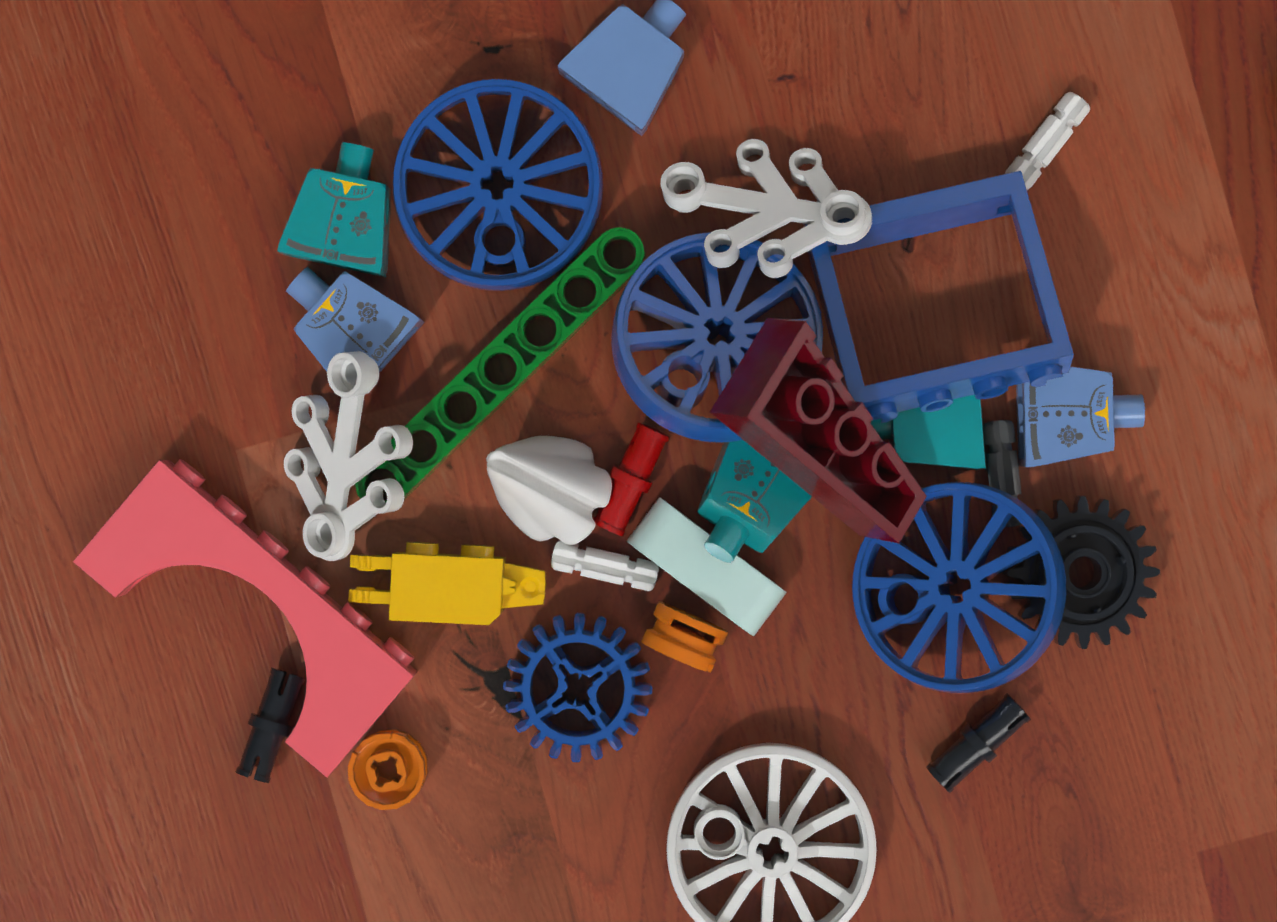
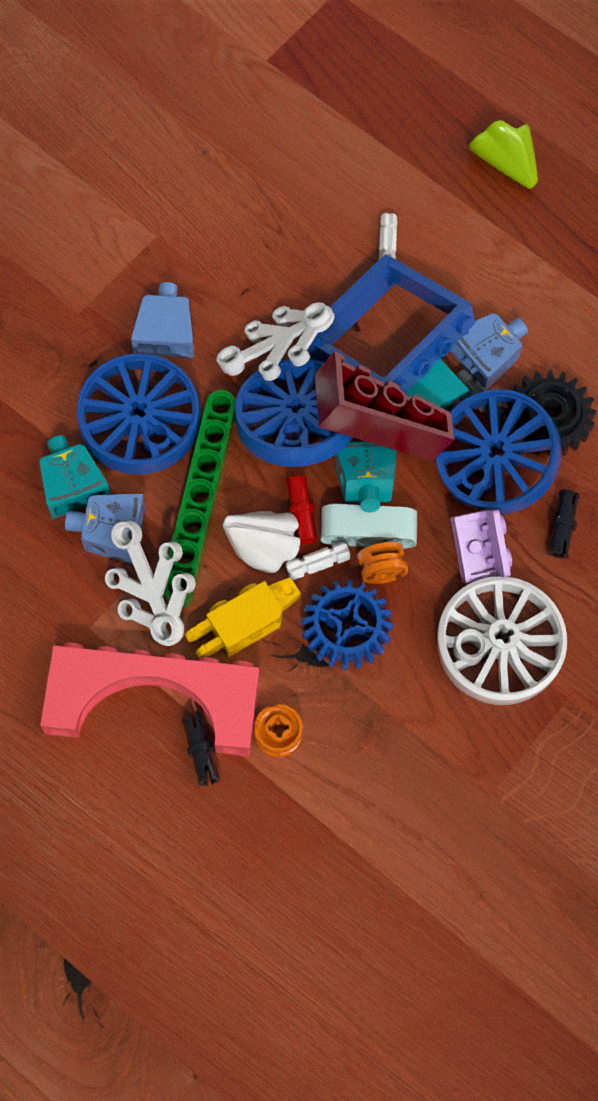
camera: 35 degrees left, 20 degrees down
(836, 703) = (481, 545): none -> lavender bracket

